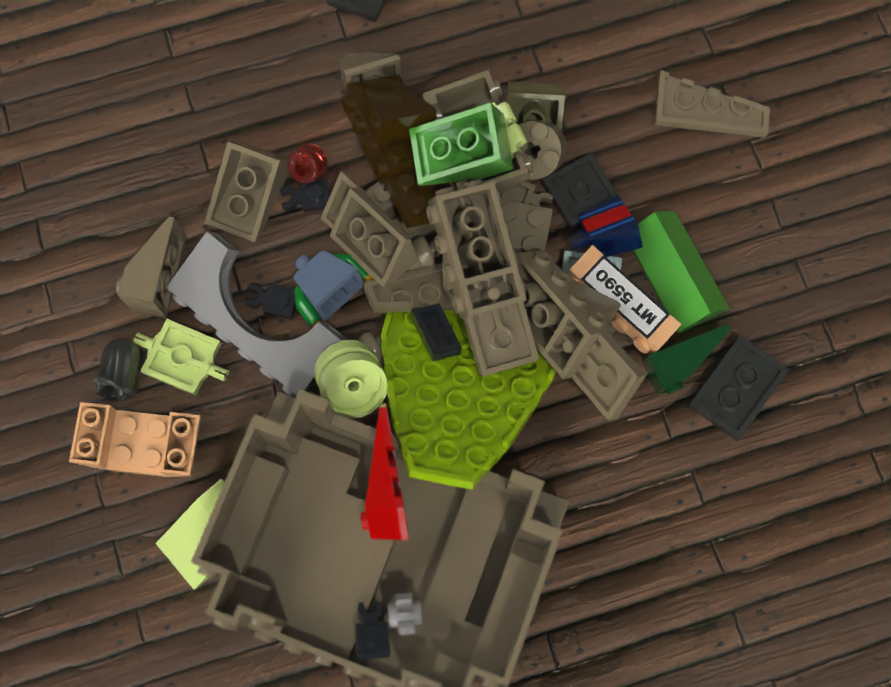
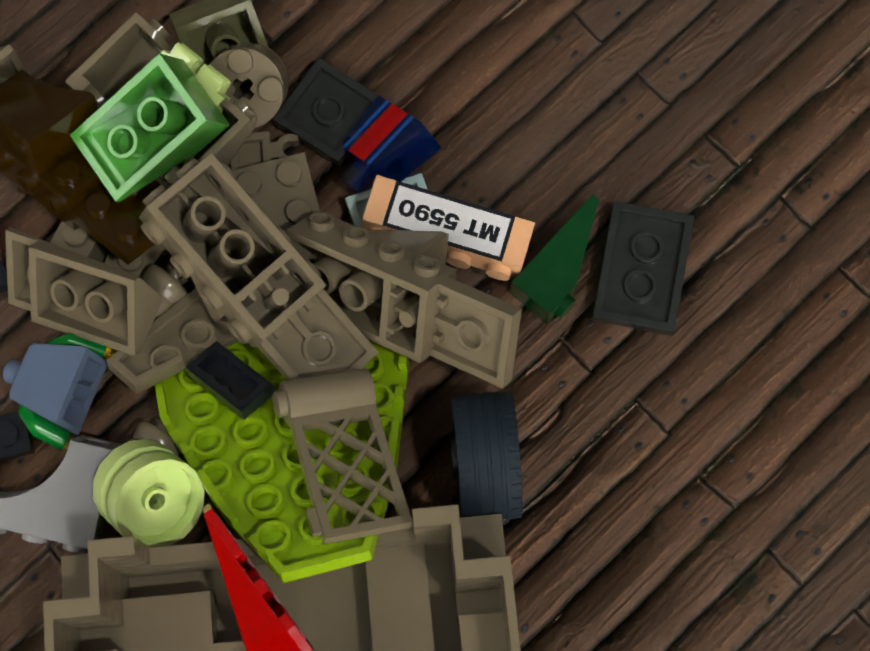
camera: 25 degrees left, 0 degrees up
(488, 376) = (323, 404): none -> dark tan piece
(577, 459) = (486, 455): none -> black wheel
(677, 271) = (499, 157): bright green slope -> none

